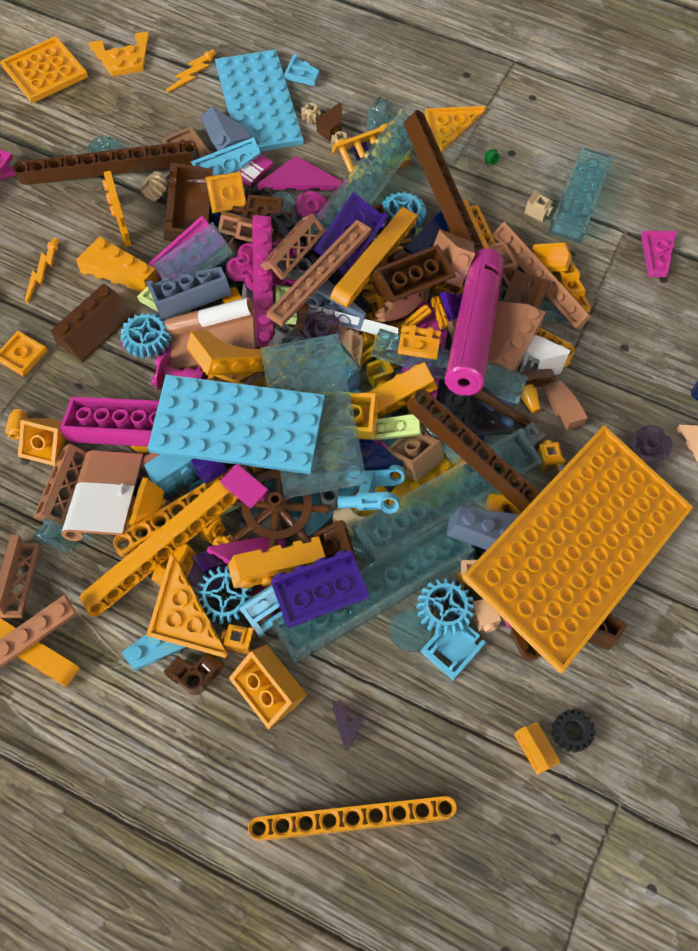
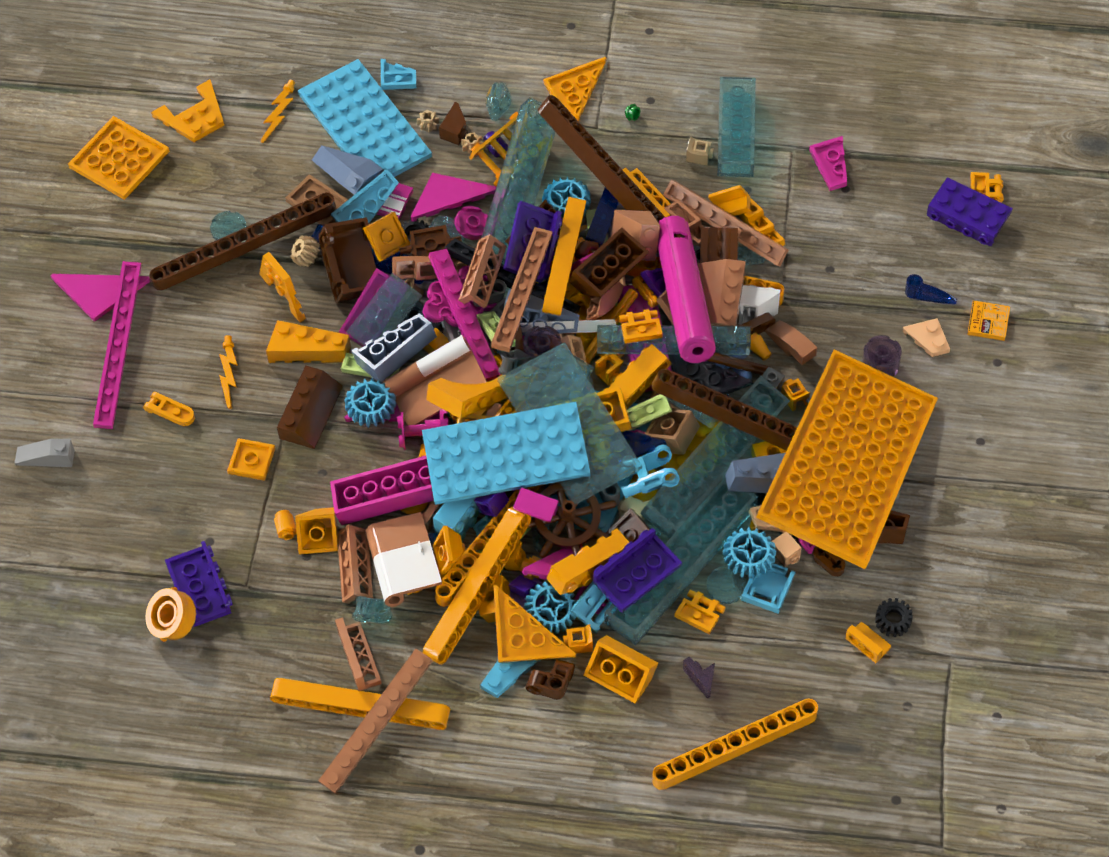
camera: 15 degrees left, 5 degrees down
(368, 655) = (698, 616): none -> light orange plate

